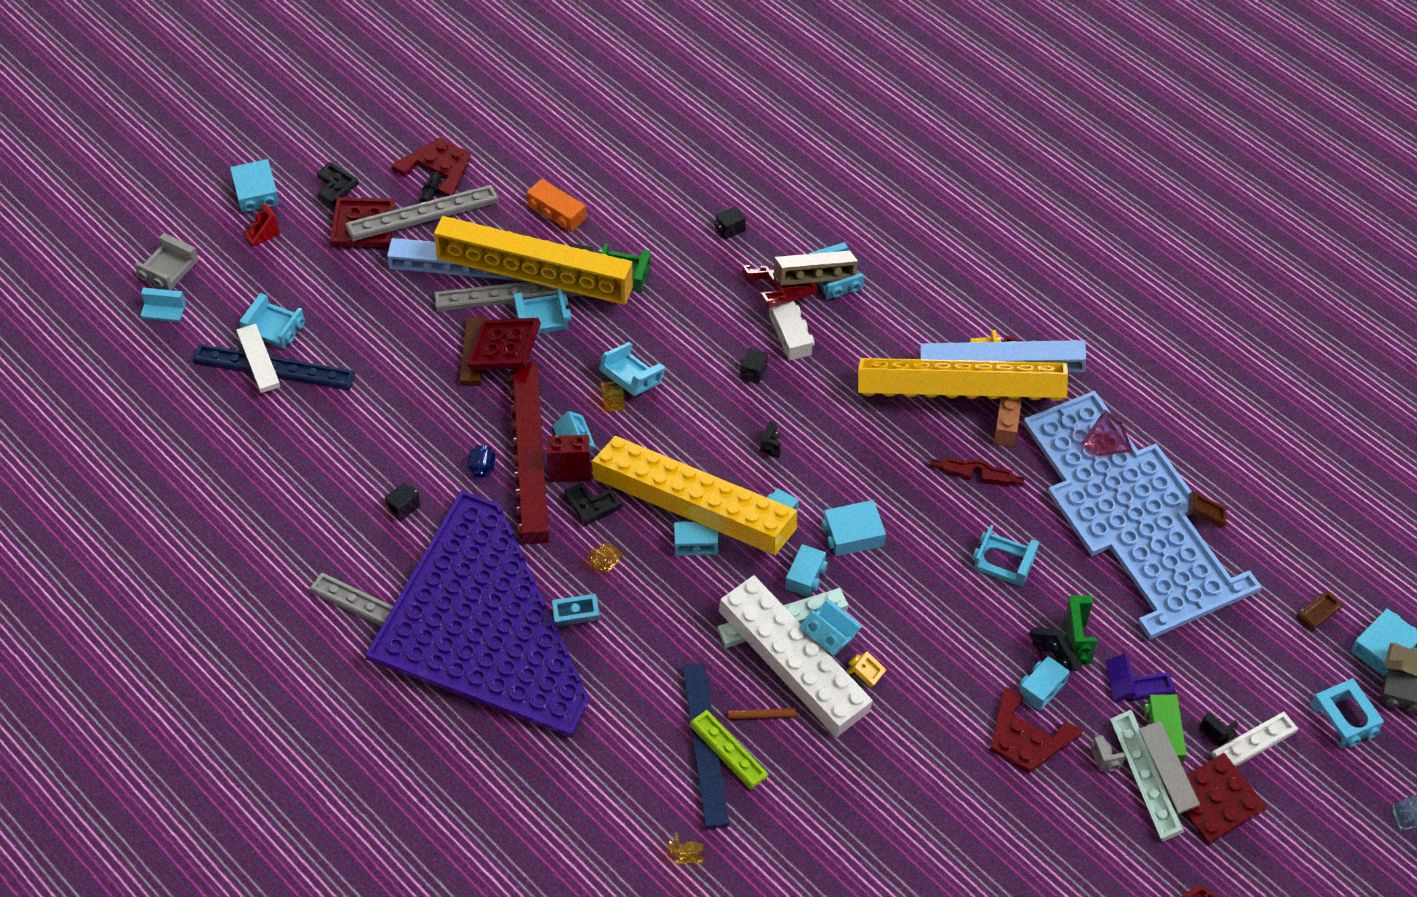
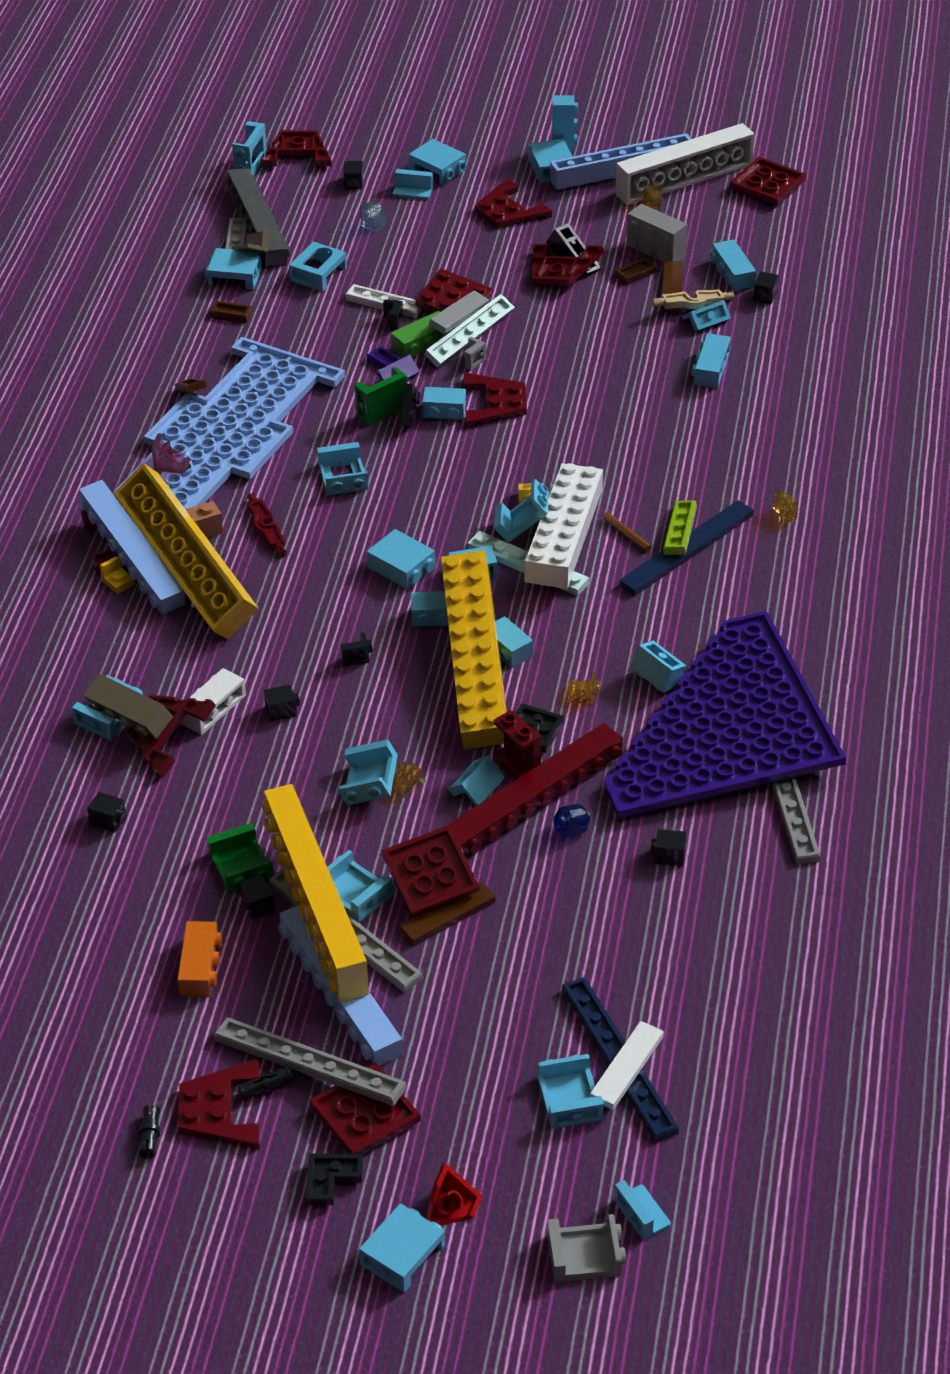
camera: 125 degrees left, 10 degrees down
(450, 125) = (149, 1131): none -> black pin

